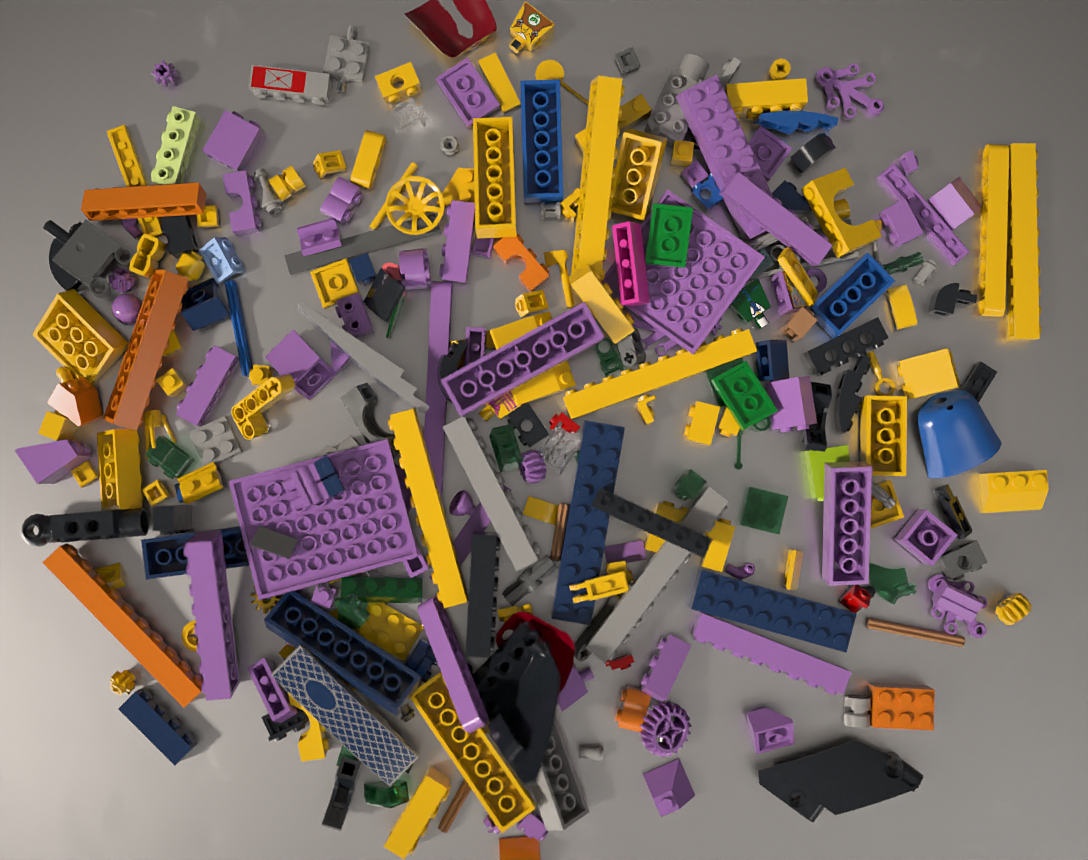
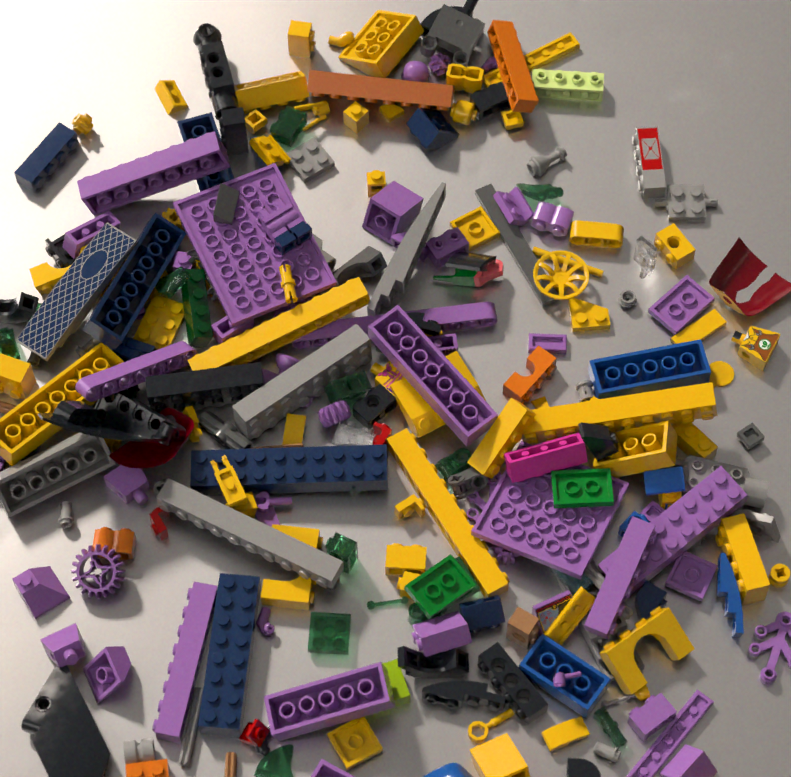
camera: 85 degrees right, 25 degrees down
(53, 460) = (270, 40): medium lavender slope -> none
(77, 401) = (325, 47): orange slope -> none
(85, 474) = (262, 68): yellow tile -> none
(124, 623) = (135, 113): orange brick -> none
(168, 72) = (633, 65): medium lavender gear -> none
(207, 386) = (358, 144): medium lavender brick -> none
(221, 259) = (476, 136): light blue bracket -> none
(233, 141) = (585, 127): medium lavender brick -> none
(238, 327) = (419, 159): blue axle -> none
(246, 218) = (517, 148): medium lavender arch -> none
(248, 411) = (349, 179): yellow beam -> none
(287, 183) = (555, 171): yellow wheel -> none
(306, 206) = (540, 192): none -> clear green arm
(329, 163) = (585, 204): yellow bracket -> none
(363, 269) = (493, 245): dark blue brick -> none
(383, 490) = (288, 283): none -> yellow pin
(415, 269) = (501, 284): medium lavender brick -> none
(459, 242) = (535, 318): medium lavender brick -> none
(494, 177) = (602, 333): yellow brick -> none
(531, 303) = (493, 391): yellow bracket -> none
(616, 544) = (271, 501): none -> medium lavender bar
(624, 206) = (599, 440): none -> black slope
(651, 522) = (297, 510): black brick -> none
(665, 667) = (158, 561): medium lavender brick -> none
(675, 153) = (664, 480): none -> blue slope
(739, 770) = (64, 646): none -> medium lavender torso
(751, 304) = (535, 585): dark green torso -> none
(793, 569) = (274, 671): yellow slope -> none
(813, 151) = (704, 616): black brick -> none
(820, 275) = (581, 640): medium lavender piece -> none
(835, 656) = (191, 728): none -> light grey axle
(842, 208) = (650, 654): yellow brick -> none
(863, 300) = (560, 677): none -> medium lavender hand
(880, 494) = (367, 735): light grey axle -> none
(884, 434) = (426, 731): yellow brick -> none
(909, 163) = (717, 715): medium lavender plate -> none

